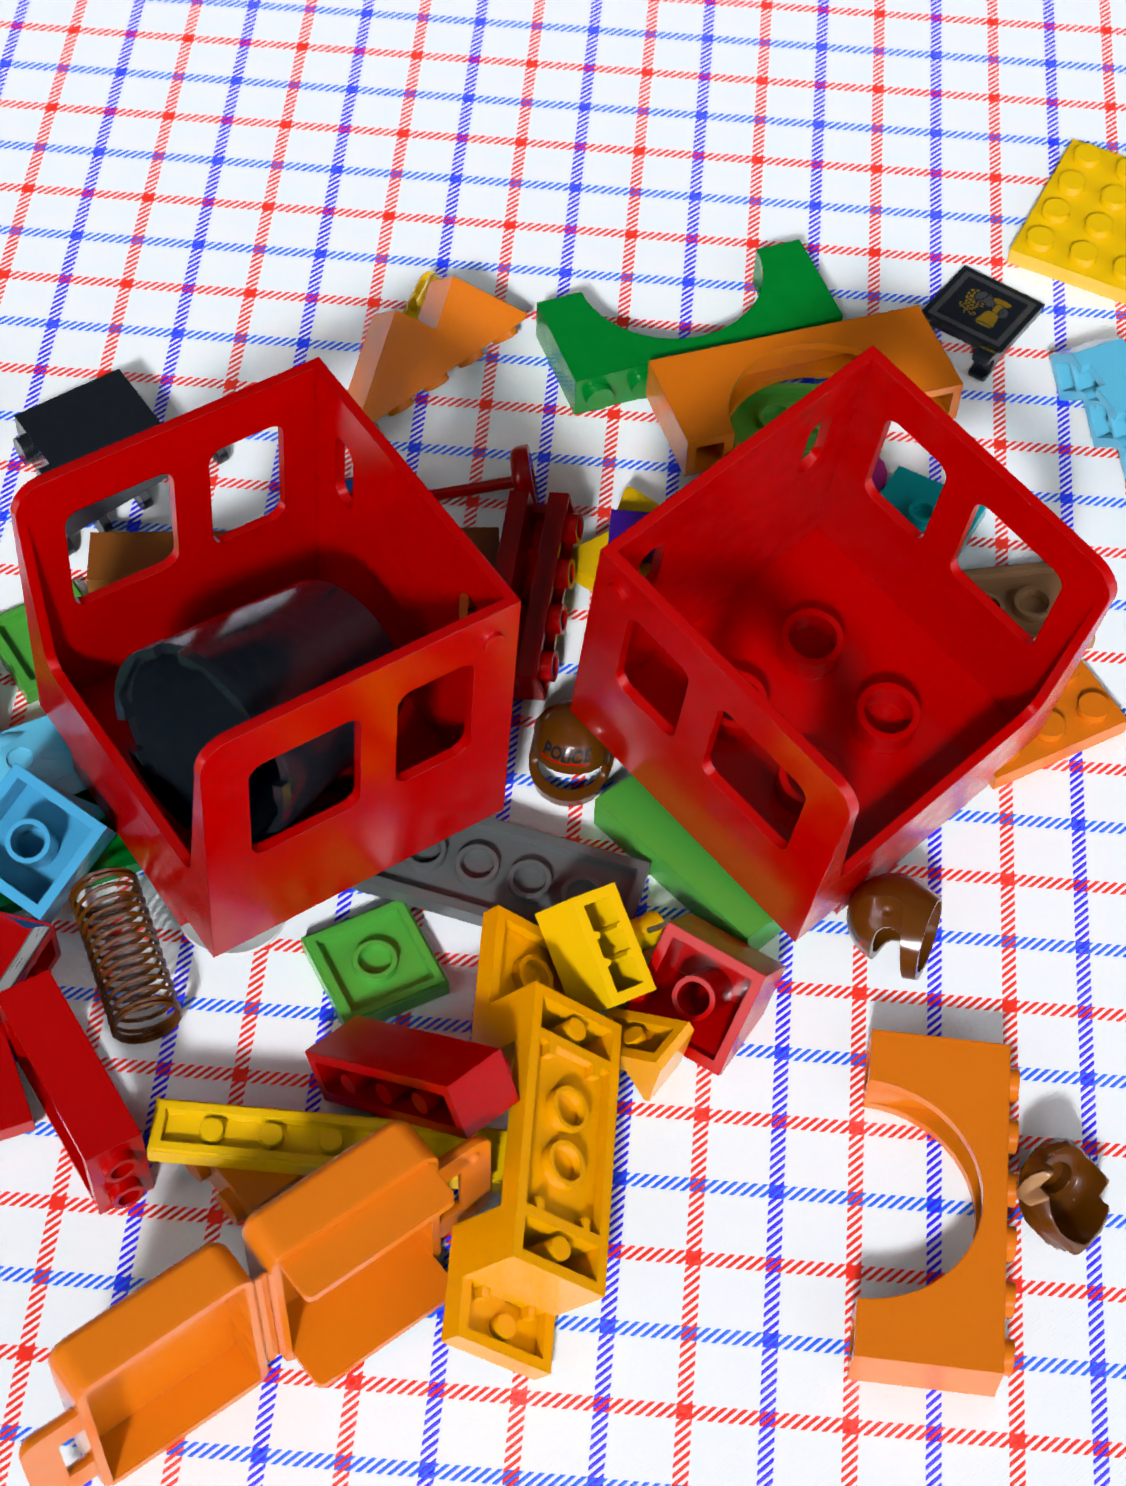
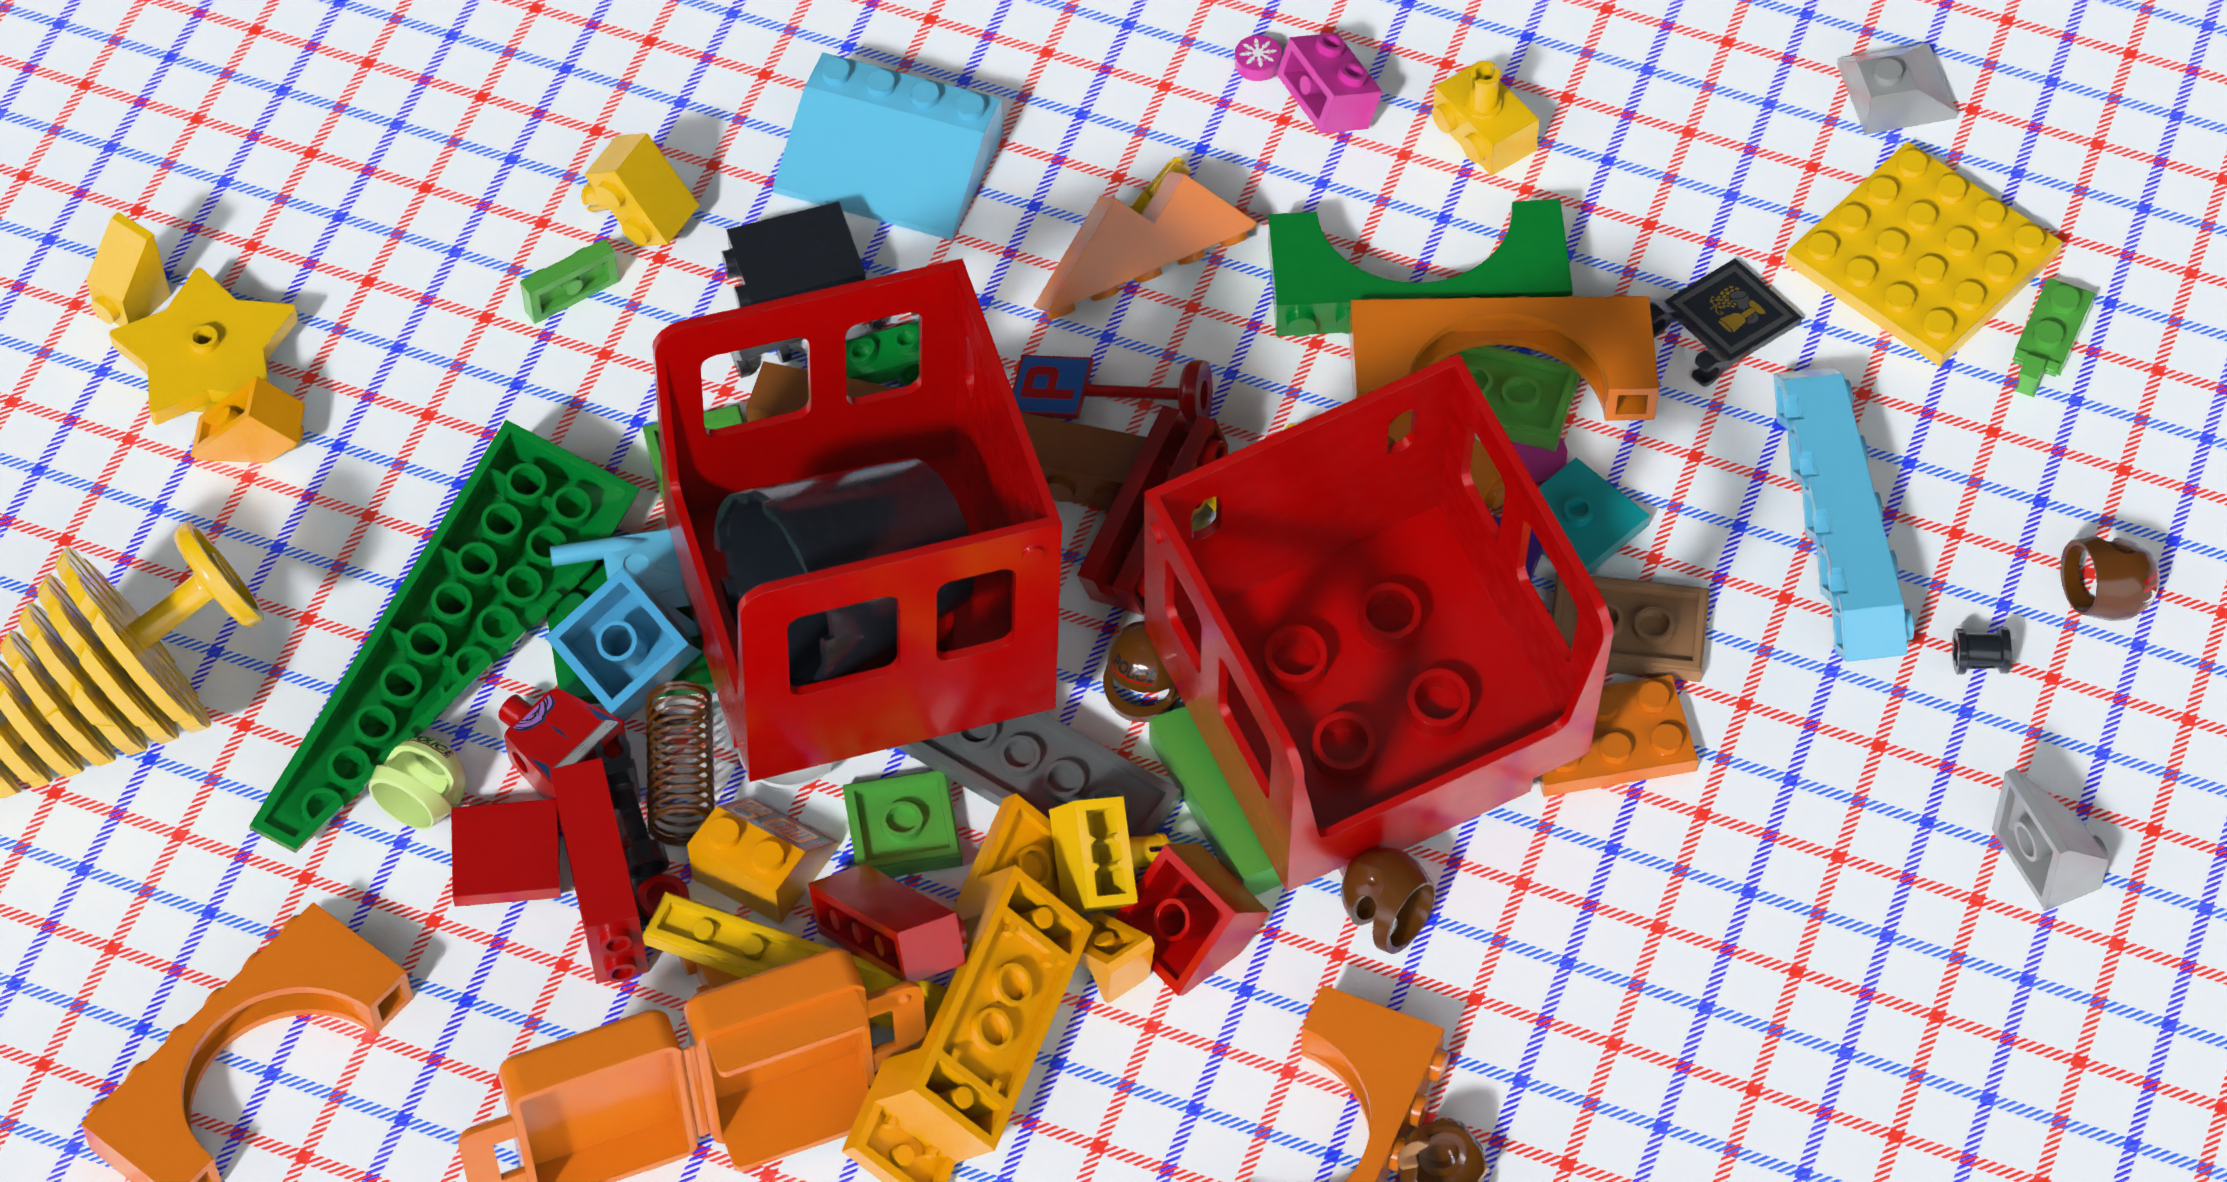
camera: 20 degrees right, 0 degrees up
(119, 1060) = (645, 855): none -> black bar
(141, 1098) = (652, 890): none -> red tile
(149, 310) = (889, 145): none -> medium azure slope
(235, 496) = (885, 355): none -> green plate
(237, 1034) = (758, 856): none -> light orange slope
(468, 174) = (1258, 57): none -> dark pink tile
(547, 180) = (1329, 83): none -> dark pink brick
(698, 183) = (1485, 117): none -> yellow brick
(1040, 100) = (1897, 88): none -> light grey slope

